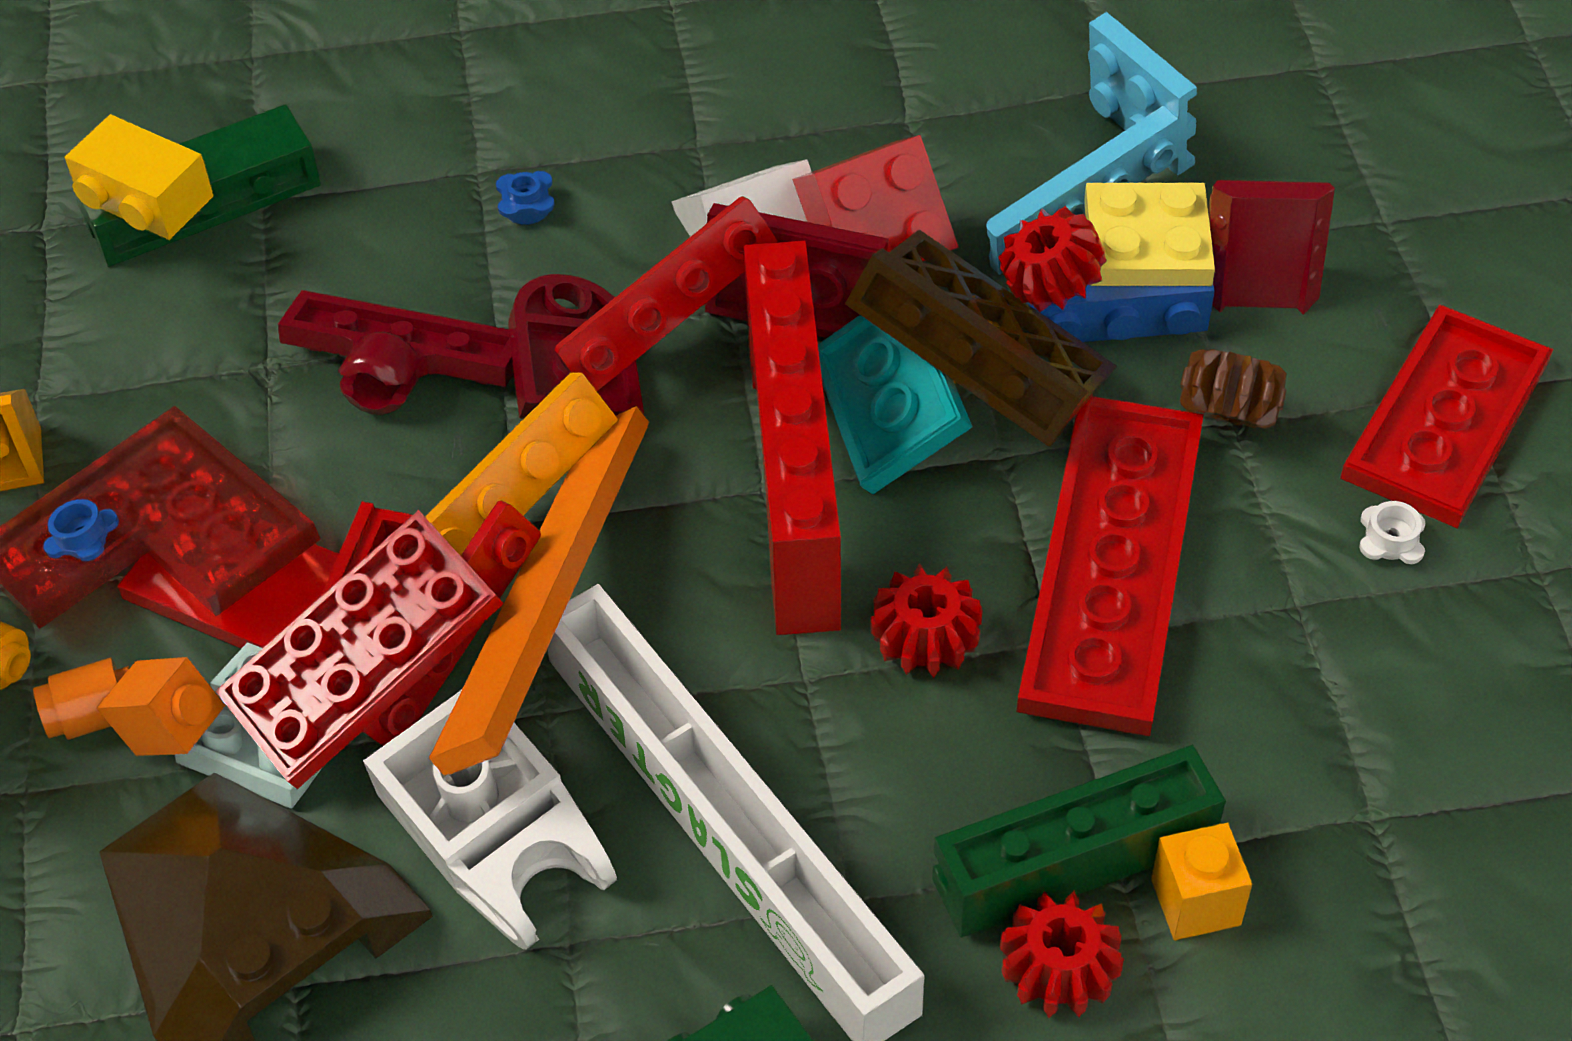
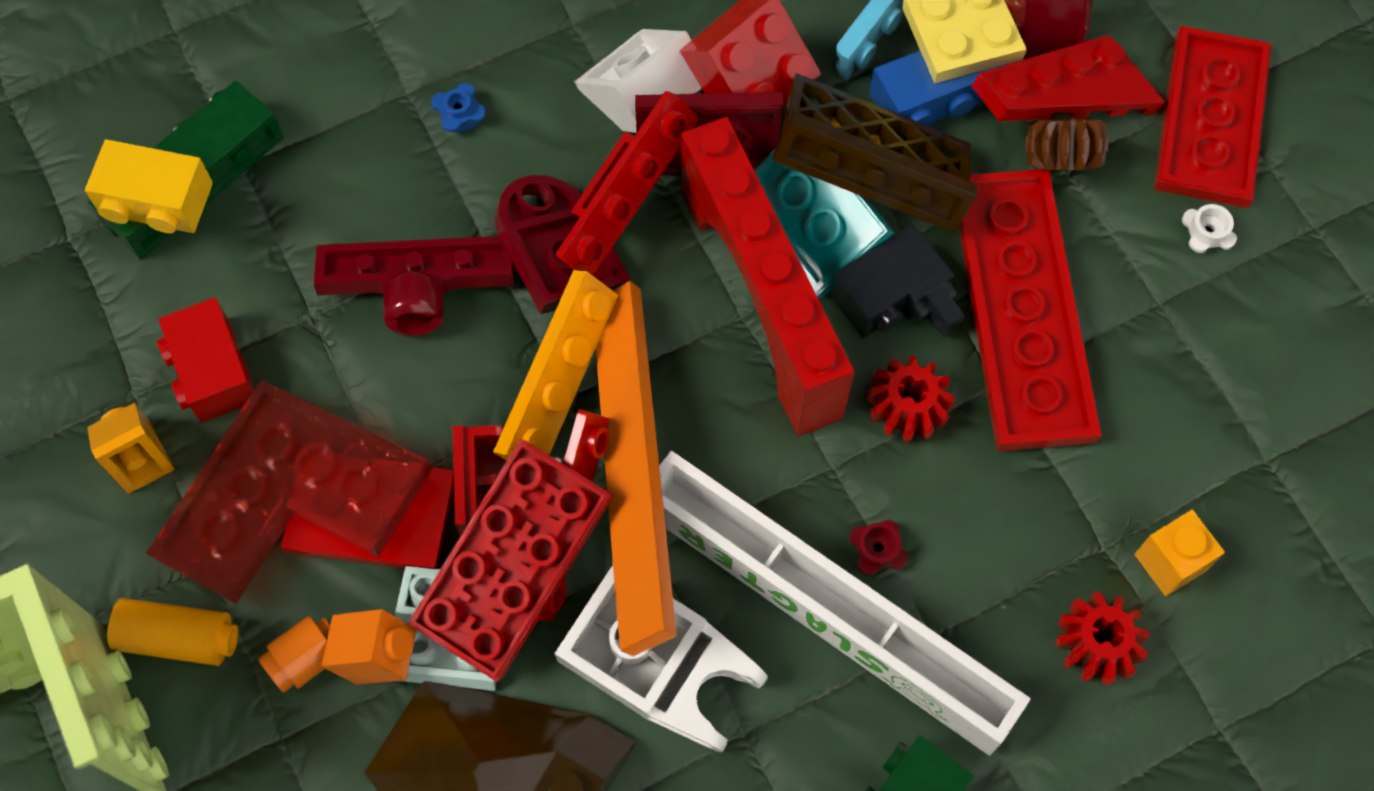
camera: 20 degrees left, 15 degrees up
(79, 530) = (231, 509): blue plate -> none
(125, 372) = (206, 360): none -> red brick
(816, 760) = (881, 533): none -> dark red plate
(958, 489) = (894, 282): none -> black hinge
(1052, 259) = (894, 82): red gear -> none
(1072, 839) = (1086, 549): dark green brick -> none
(1262, 322) = (1070, 82): none -> red wing

